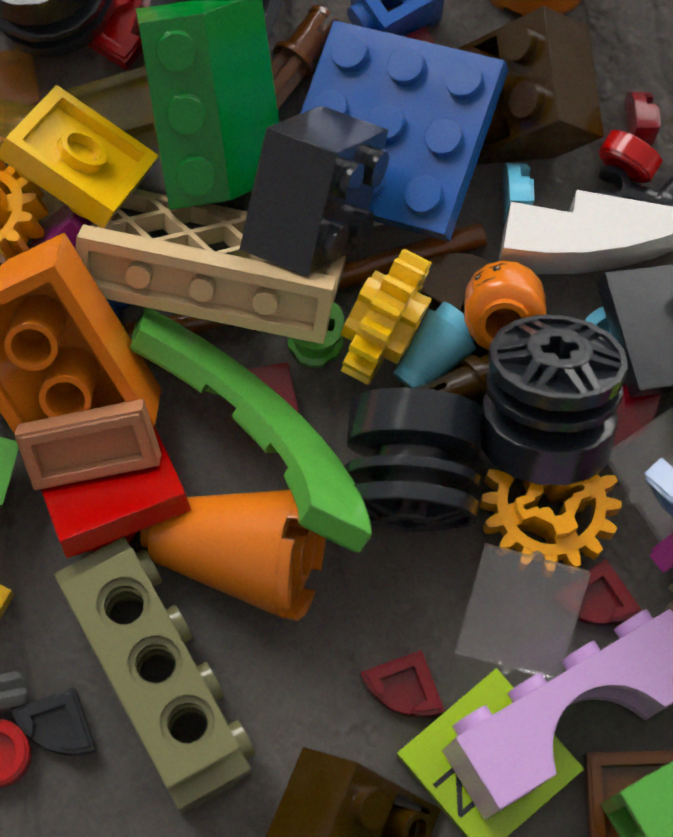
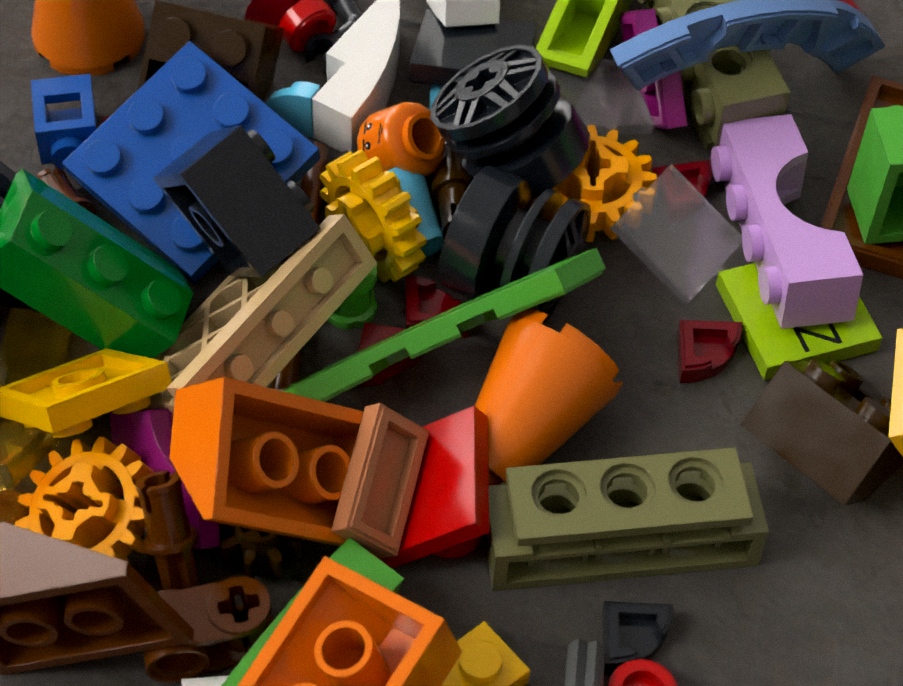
camera: 65 degrees left, 20 degrees down
(330, 413) = (426, 301): none -> dark red tile

